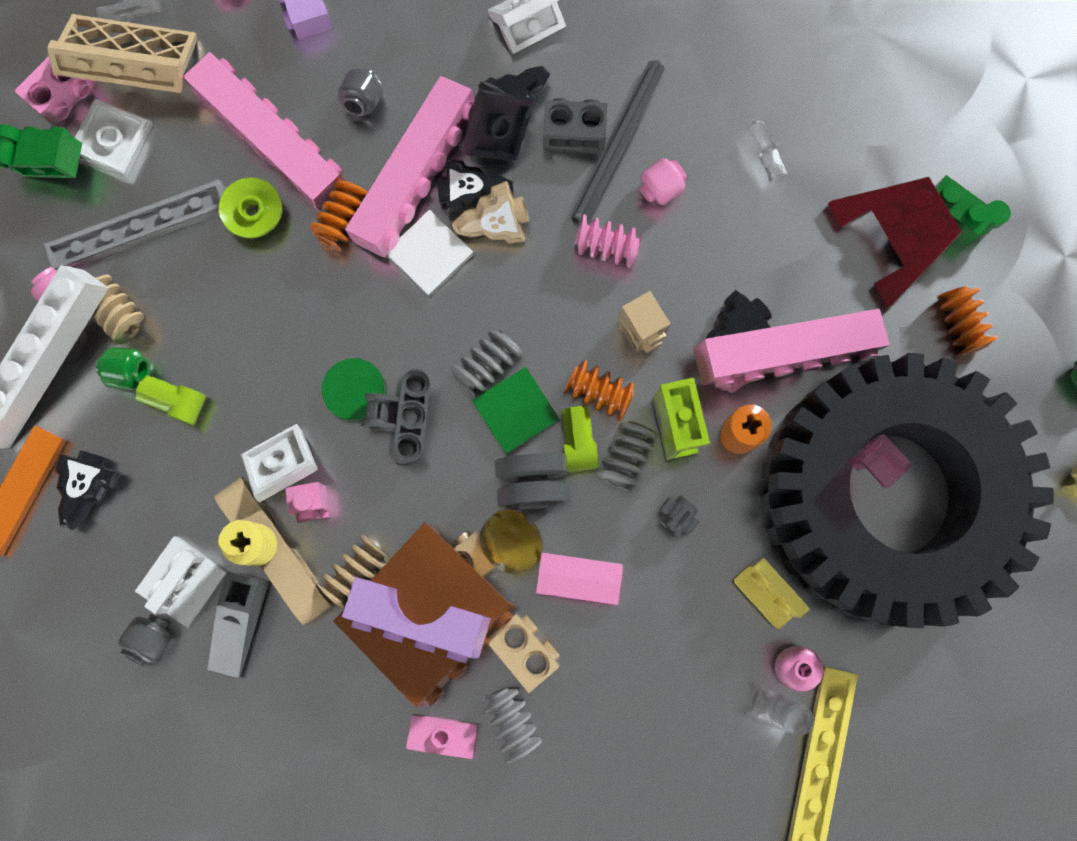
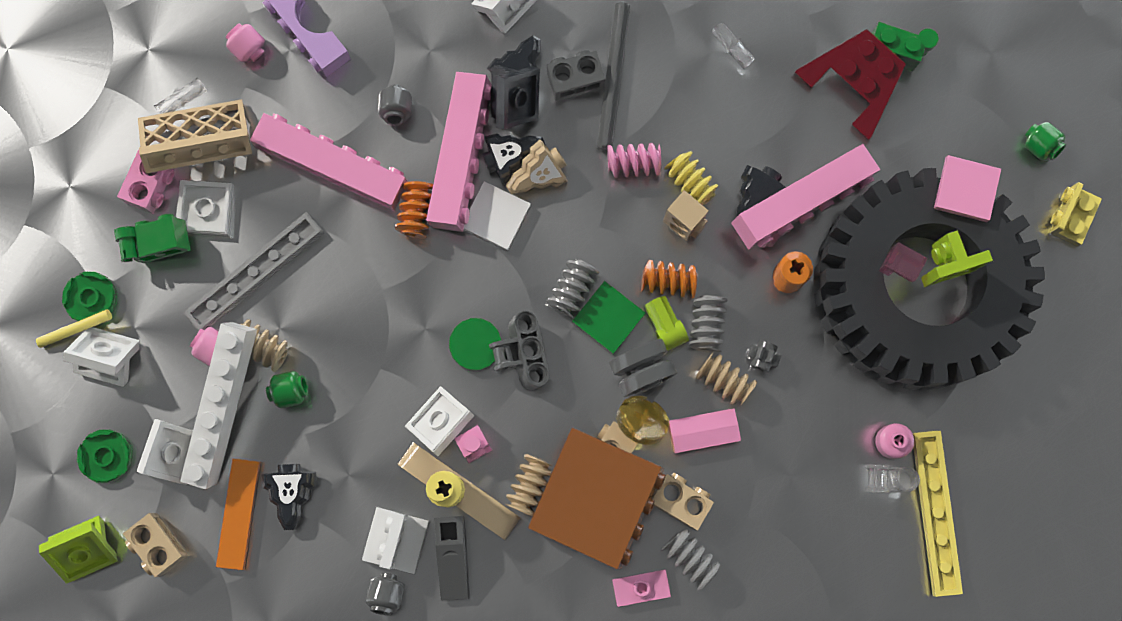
camera: 20 degrees left, 0 degrees up
(178, 402) = (339, 401): lime piece -> none
(243, 196) = (332, 218): lime dish -> none
(378, 607) = (559, 504): lavender arch -> none
(625, 527) = (726, 379): none -> tan piece
(663, 181) = (661, 98): bright pink head -> none
(665, 283) = (691, 178): none -> light yellow piece
(680, 418) = (740, 281): lime panel -> none
(770, 593) = (853, 391): light yellow bracket -> none
(944, 477) = (953, 260): none -> lime bracket
(967, 319) = (933, 129): orange piece -> none
(989, 399) = (967, 188): none -> bright pink tile

